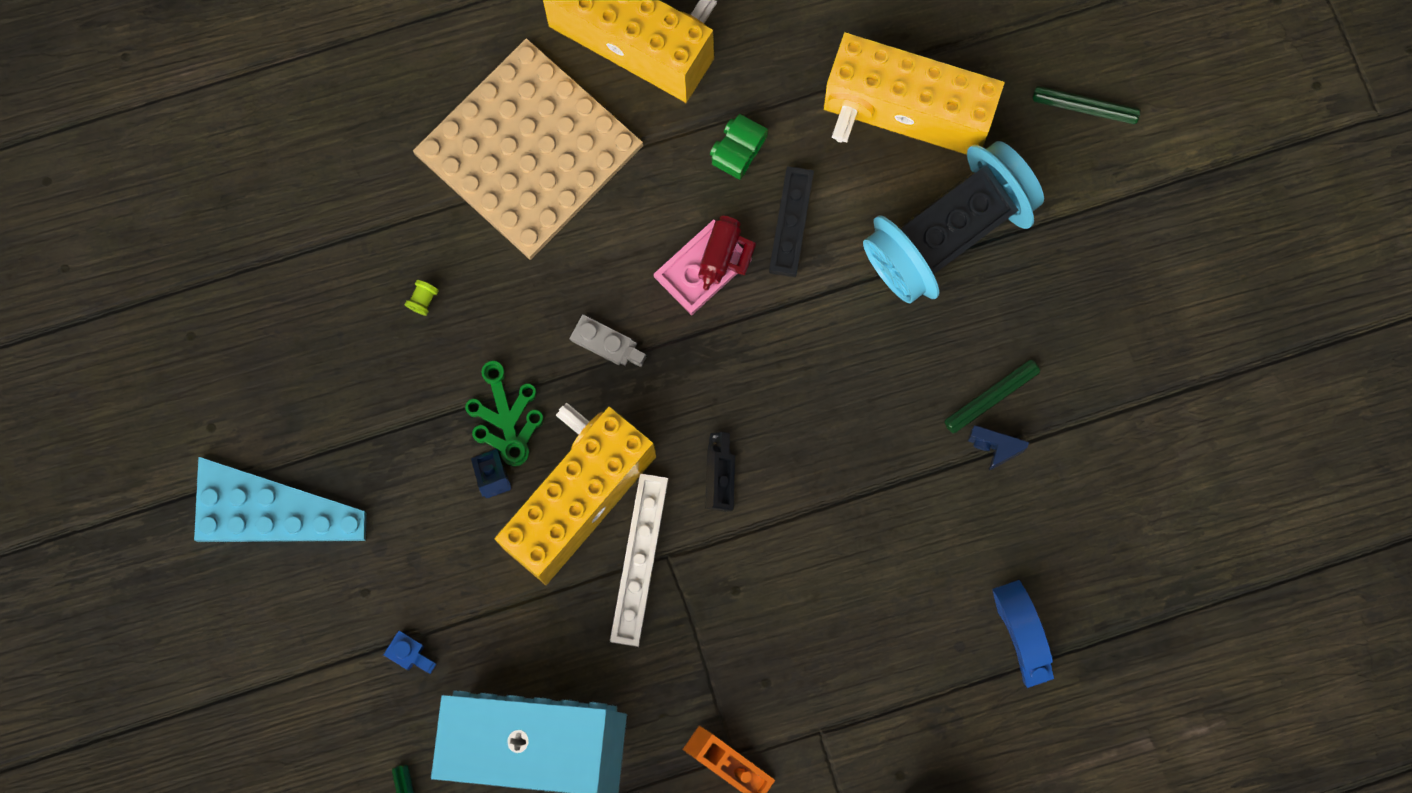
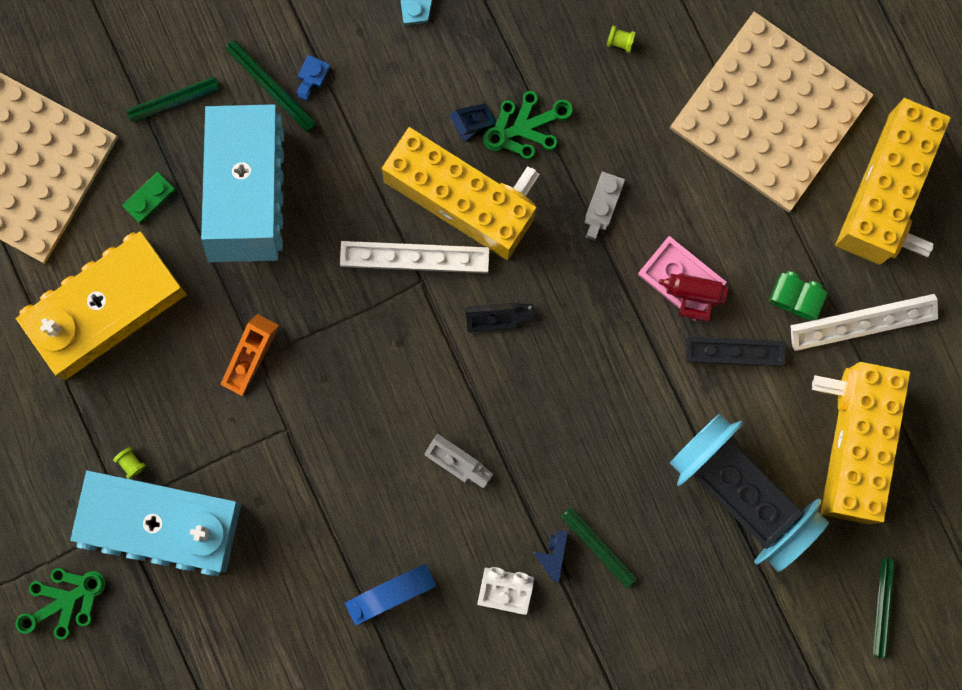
camera: 75 degrees right, 5 degrees up
(412, 703) = (270, 85): none -> dark green axle
(776, 82) = (864, 322): none -> white plate
(880, 539) = (457, 461): none -> light grey hinge
(1030, 503) = (505, 590): none -> white bracket

